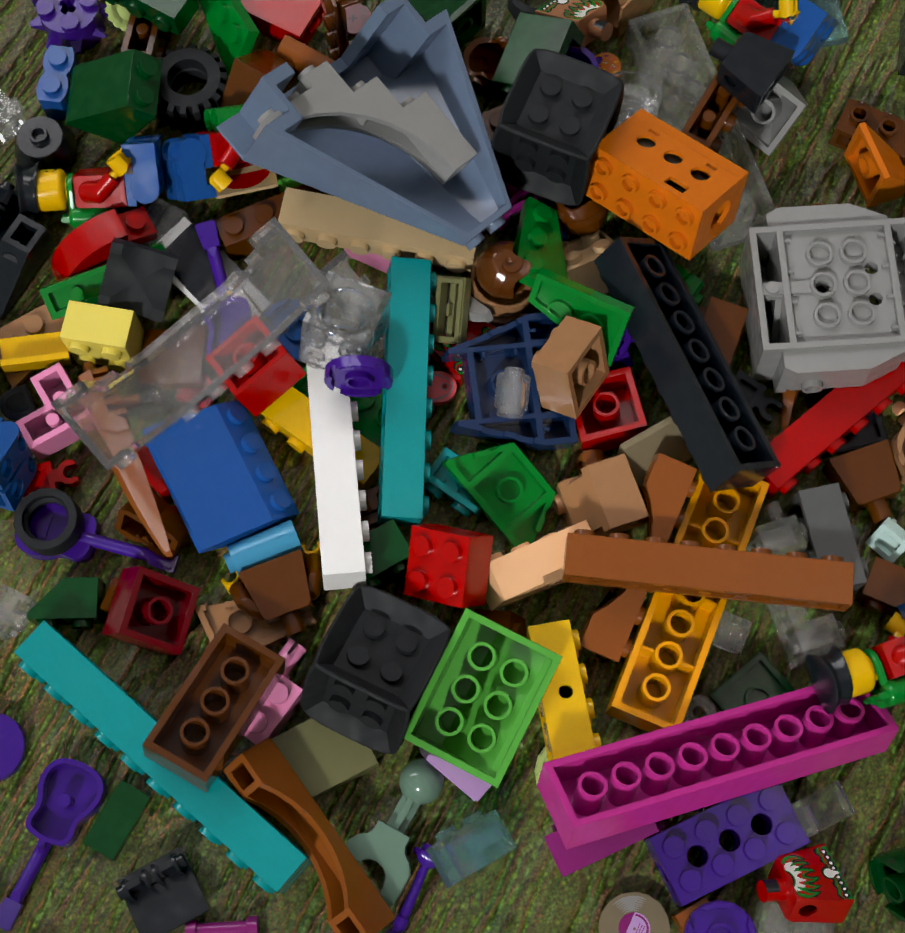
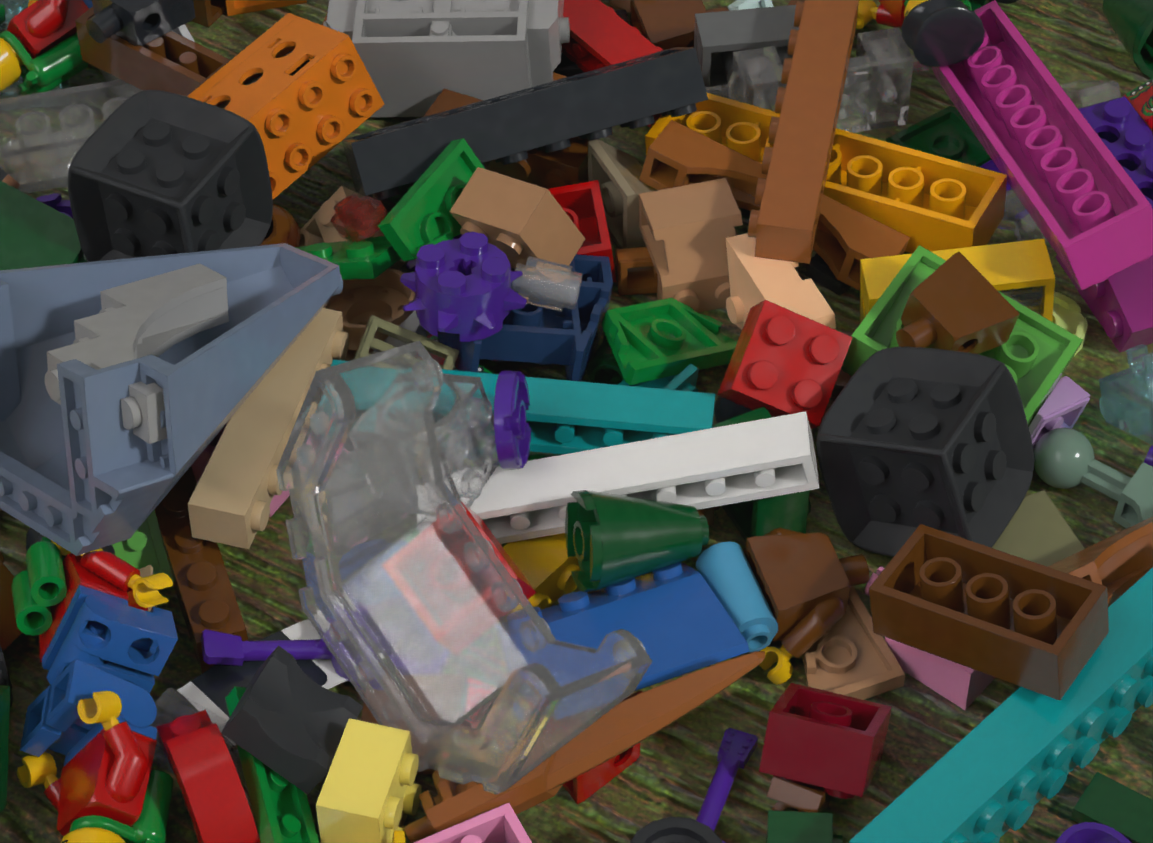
camera: 85 degrees left, 25 degrees down
(132, 528) = (685, 750): reddish brown brick -> none
(287, 468) = (628, 536): none -> dark green cone
(484, 680) = (956, 311): none -> reddish brown torso
(493, 346) = (463, 287): none -> dark purple brick
(501, 269) = (369, 279): reddish brown cap -> none
(568, 258) = (358, 217): none -> clear red plate

